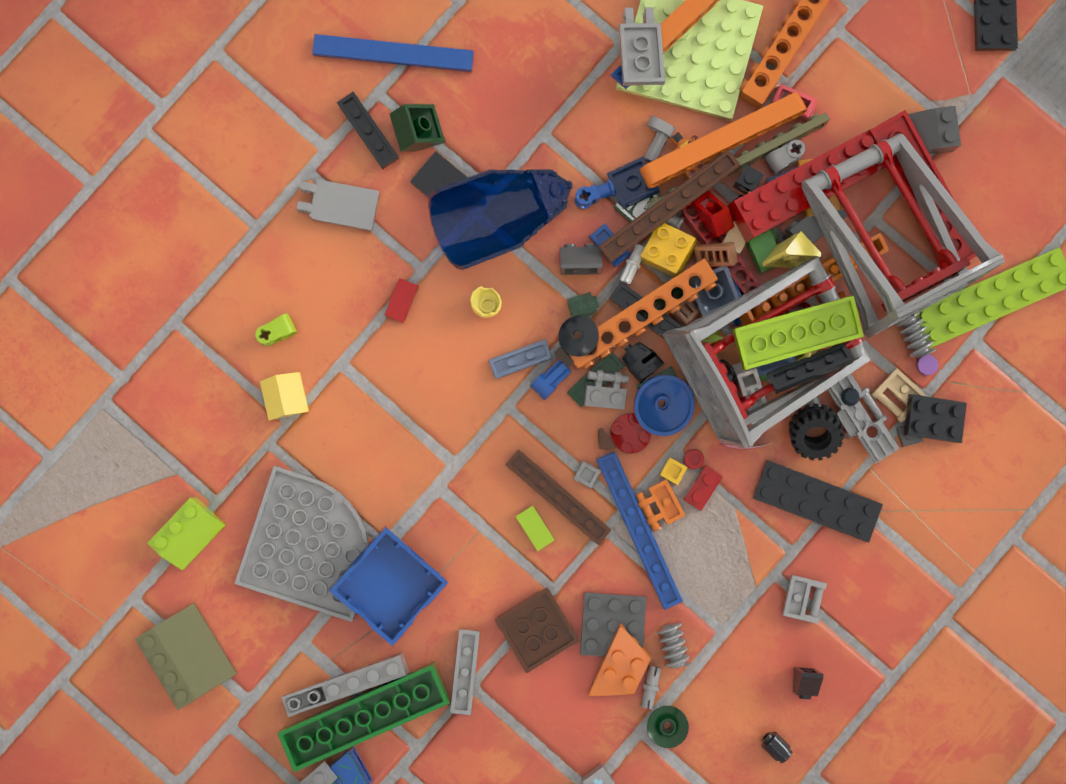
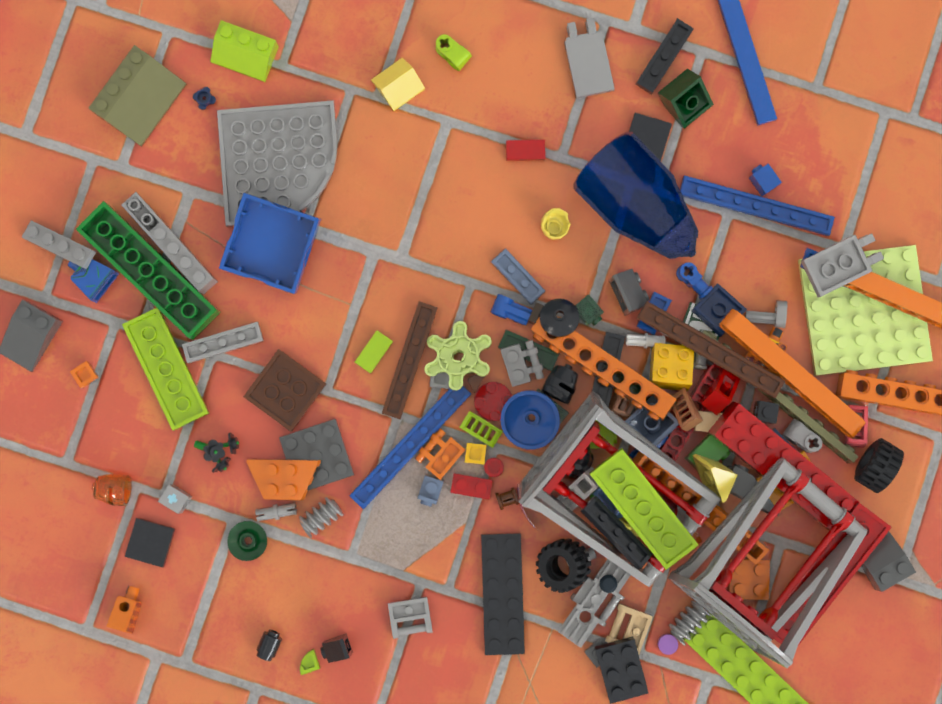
camera: 65 degrees right, 0 degrees up
(211, 587) = (205, 92): none -> dark blue plate
(467, 738) = (165, 369): none -> lime plate
(526, 87) = (764, 179): none -> blue brick
(548, 105) = (756, 206): none -> blue tile
(561, 453) = (449, 347): none -> yellowish green plate
(568, 723) = (214, 451): none -> black plant
(639, 466) = (463, 426): none -> lime slope
(691, 529) = (430, 491): none -> sand blue bracket
(729, 458) = (507, 498): none -> reddish brown bush
(808, 714) = (309, 663): none -> lime tile
(842, 96) = (879, 465): none -> black tyre
(902, 260) = (751, 580): none -> orange plate

